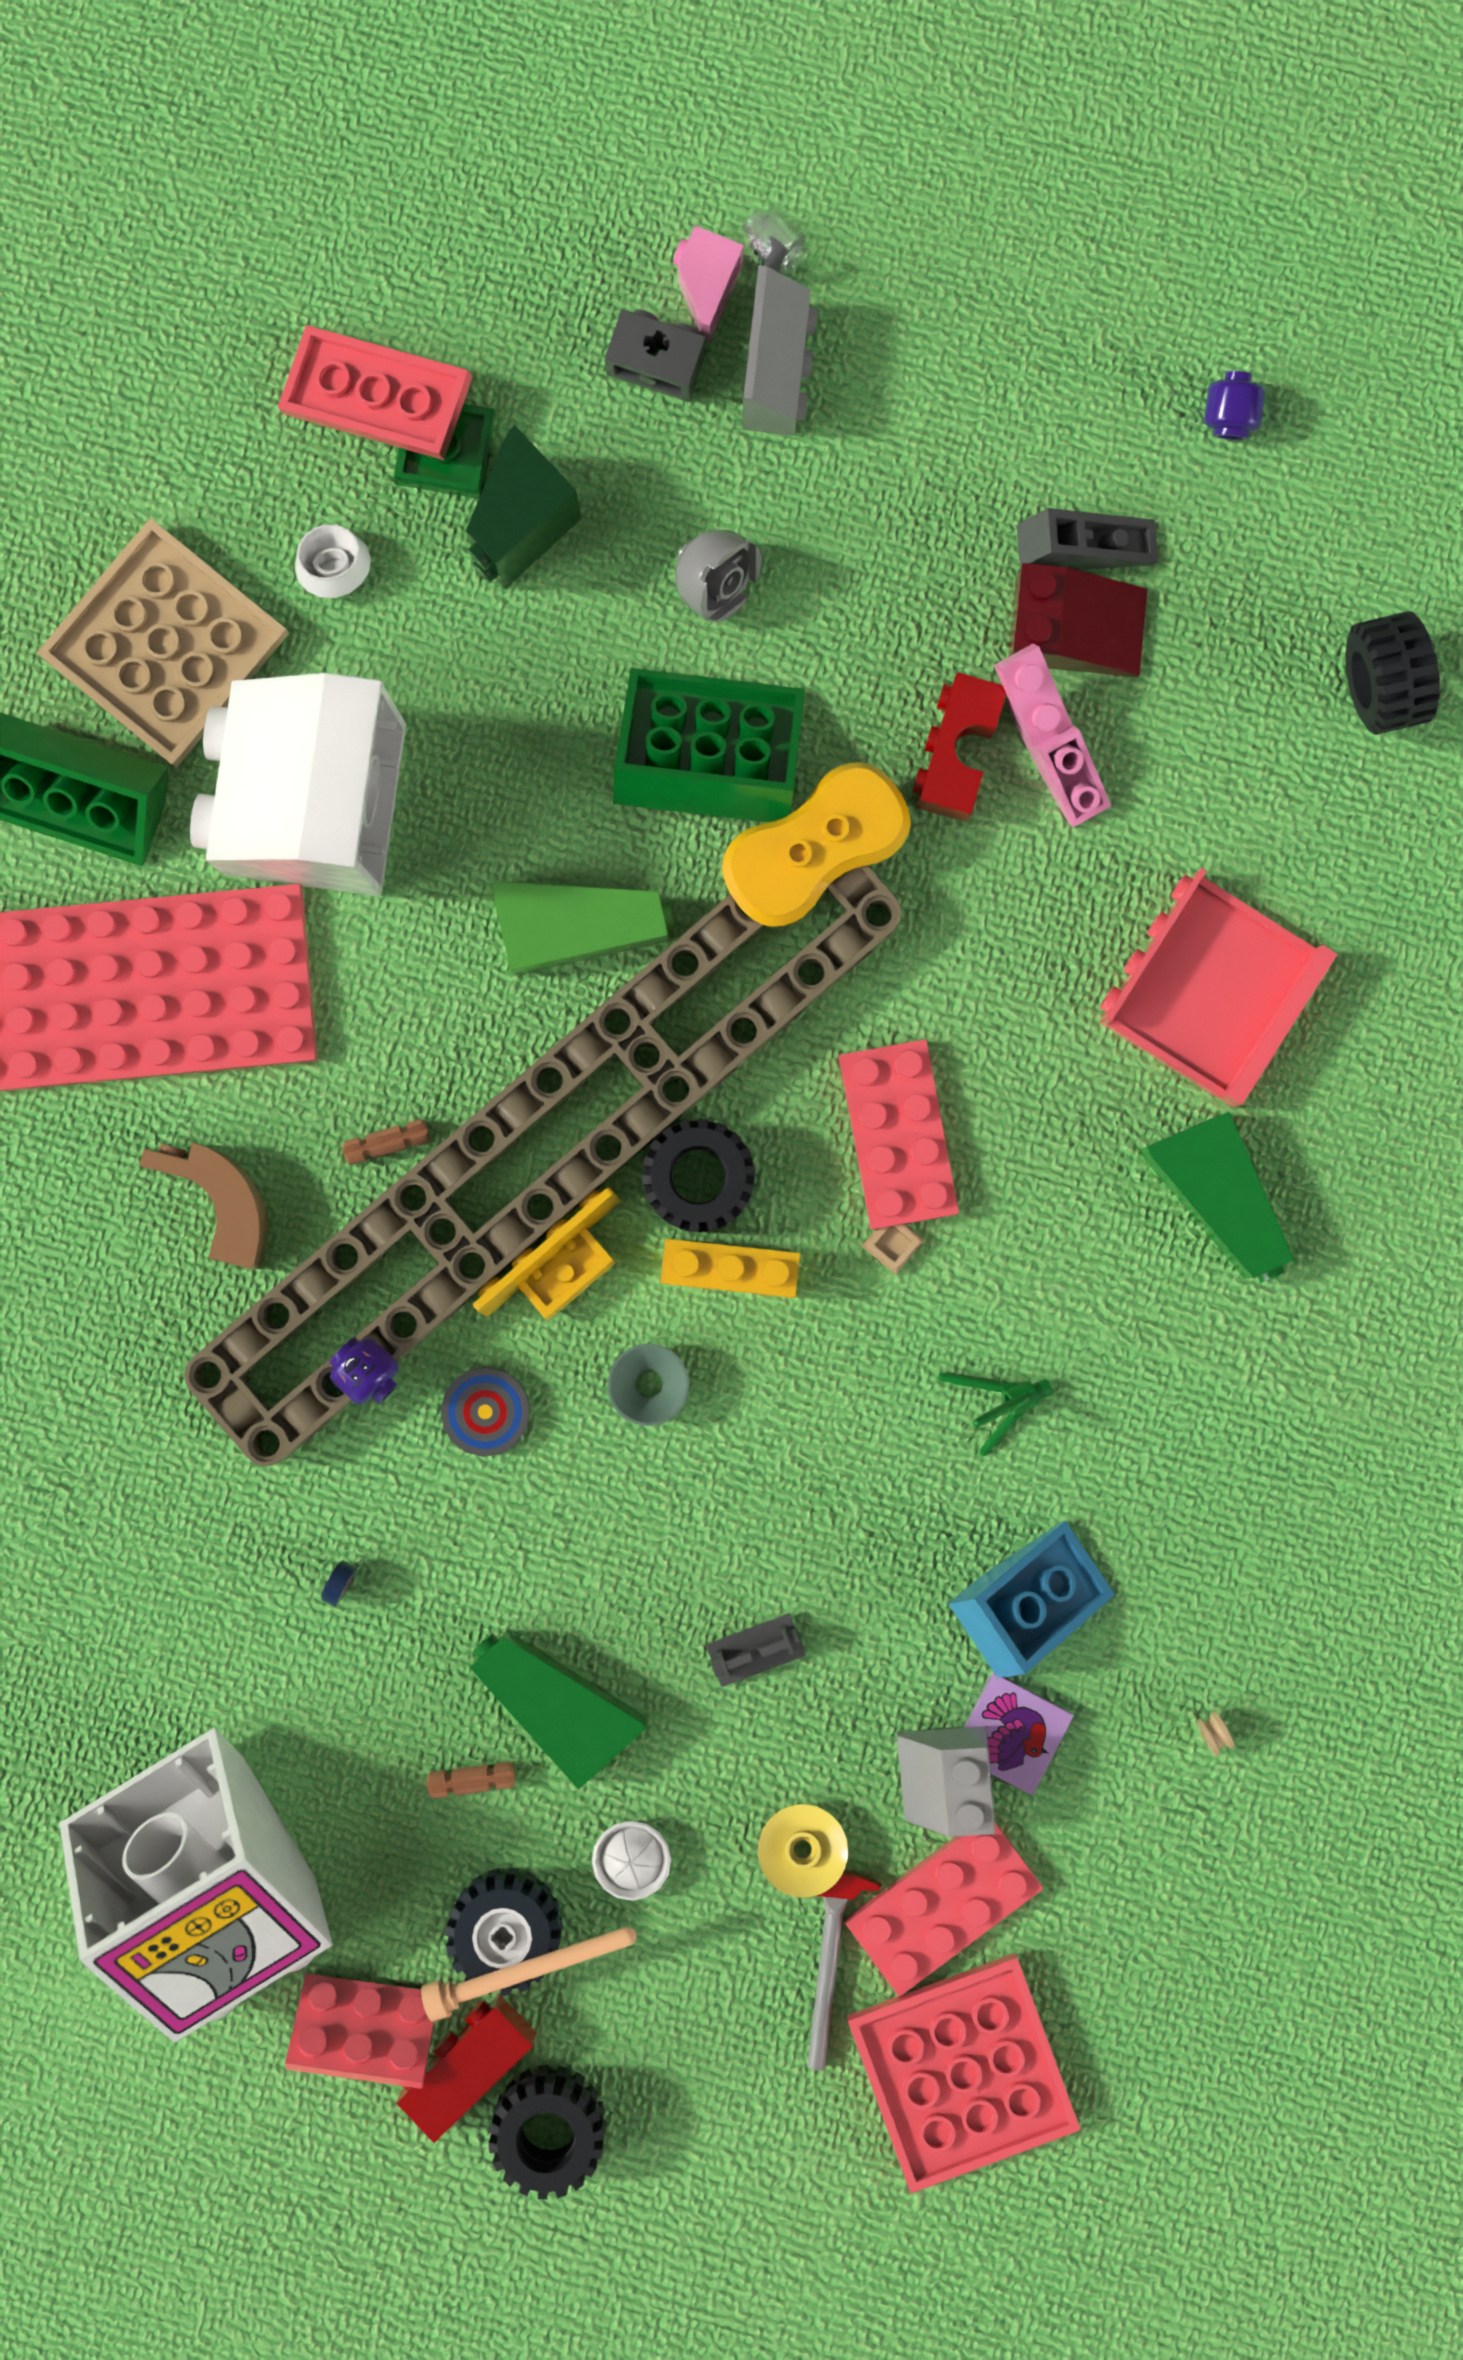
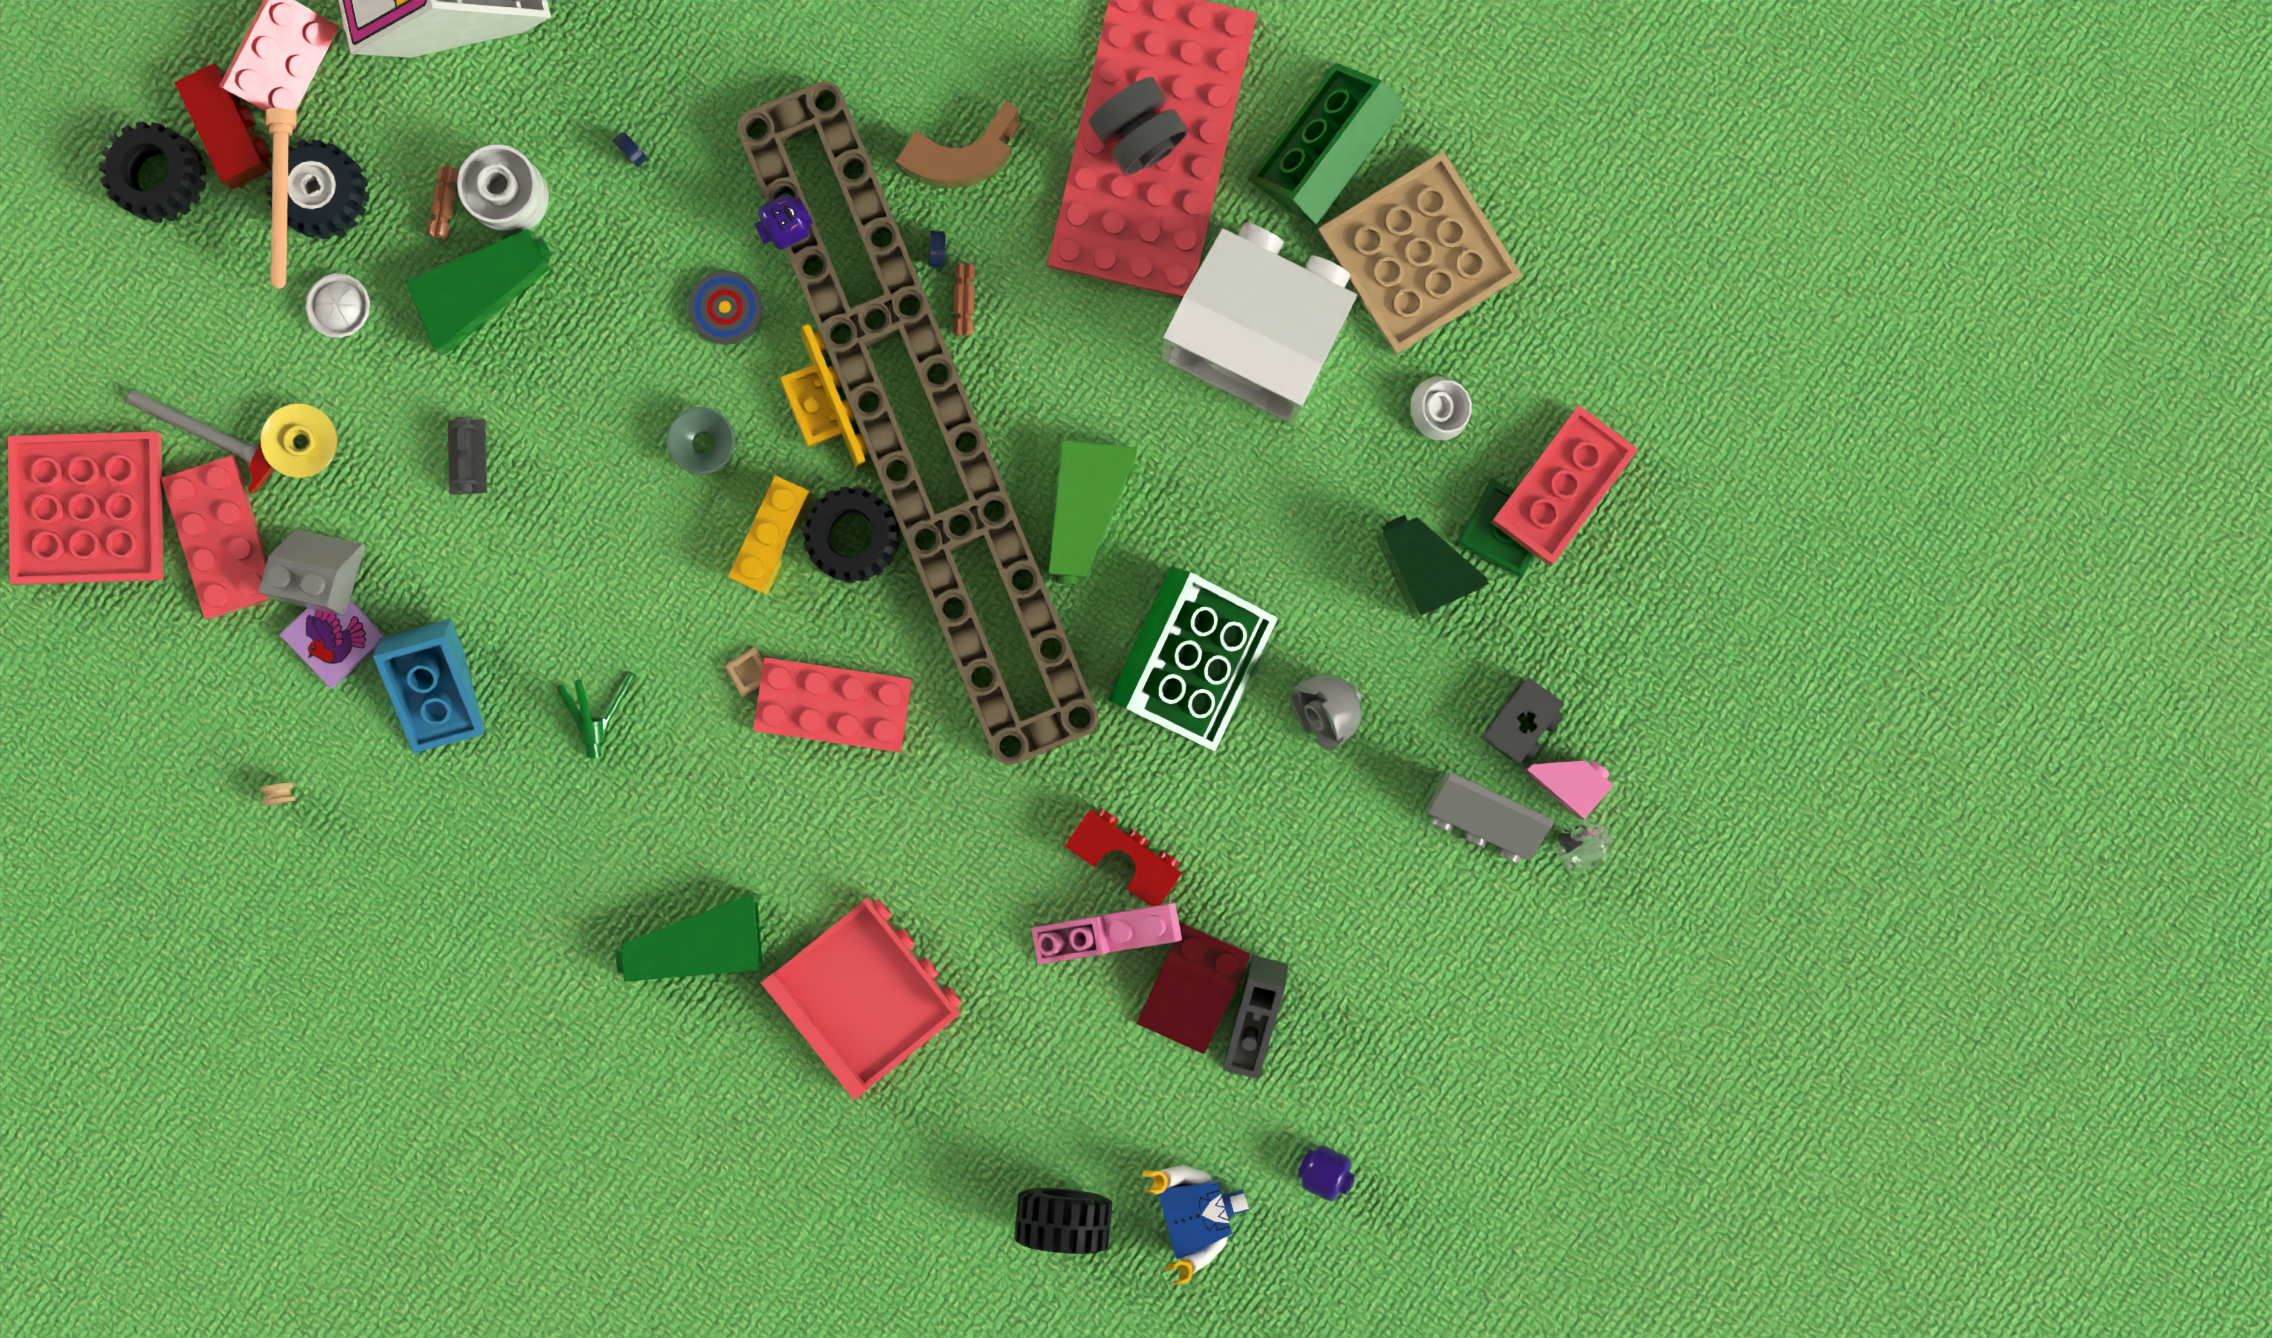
camera: 110 degrees right, 0 degrees up
(112, 1007) = (1144, 134): none -> dark grey wheel
(338, 1191) = (936, 249): none -> dark blue tile
(433, 1713) = (503, 189): none -> white wheel
(788, 863) = (1088, 741): yellow plate -> none
(1334, 534) = (1194, 1215): none -> torso

